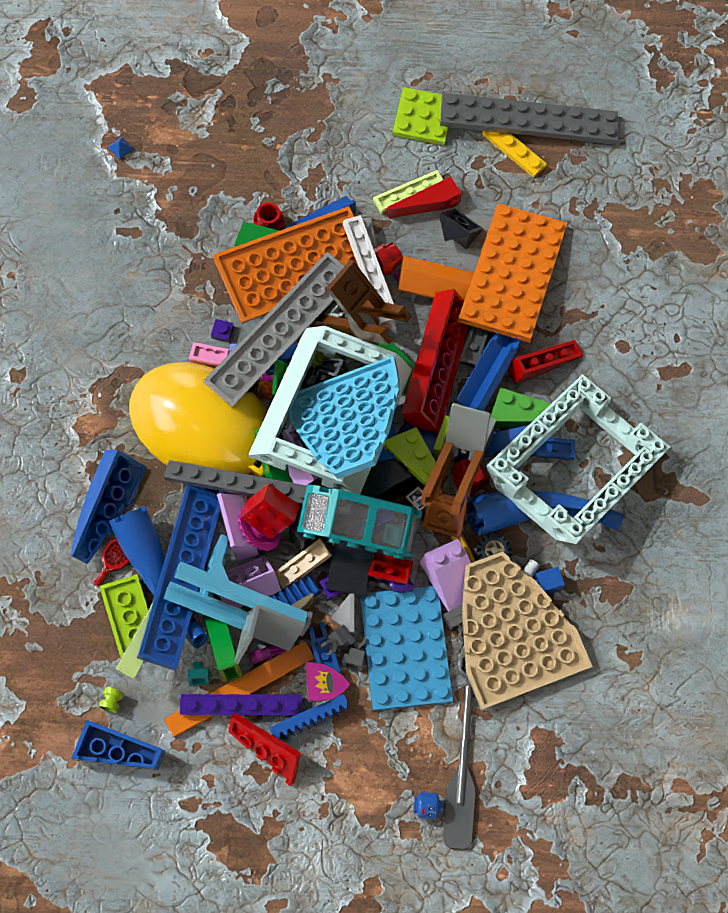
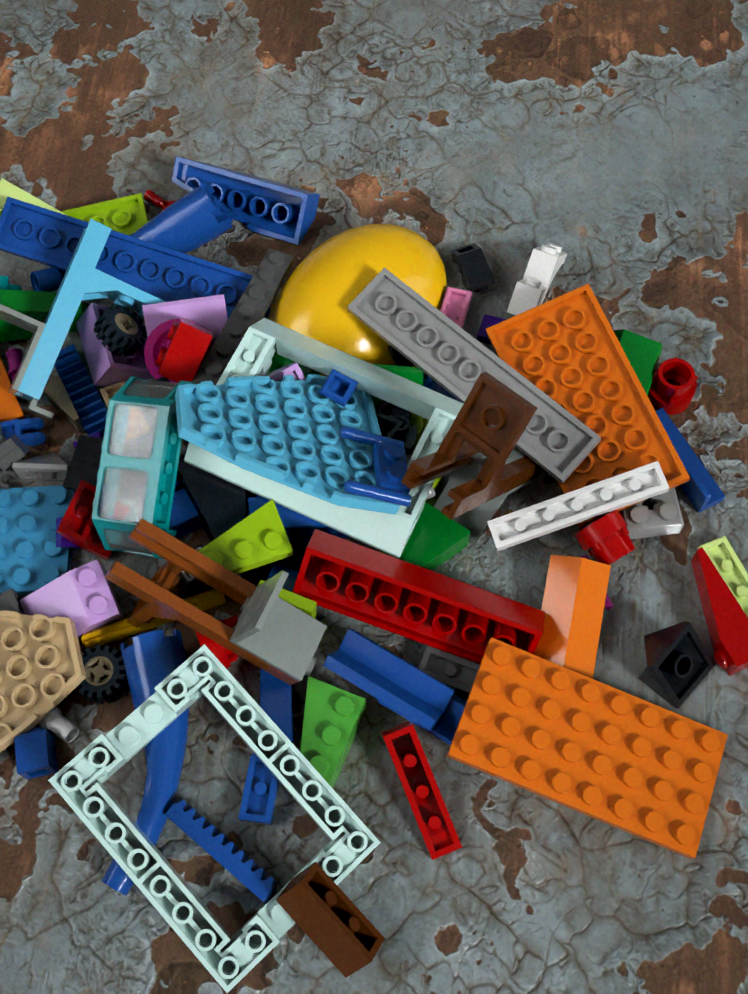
camera: 100 degrees right, 5 degrees down
(174, 340) = (473, 267): none -> black slope
(177, 294) = (537, 278): none -> white arch
(242, 569) = (120, 330): none -> black wheel
(303, 402) = (338, 387): none -> blue slope
(365, 364) = (389, 468): none -> blue plate
(593, 464) = (222, 851): none -> blue gear
(626, 397) = (331, 920): none -> reddish brown brick

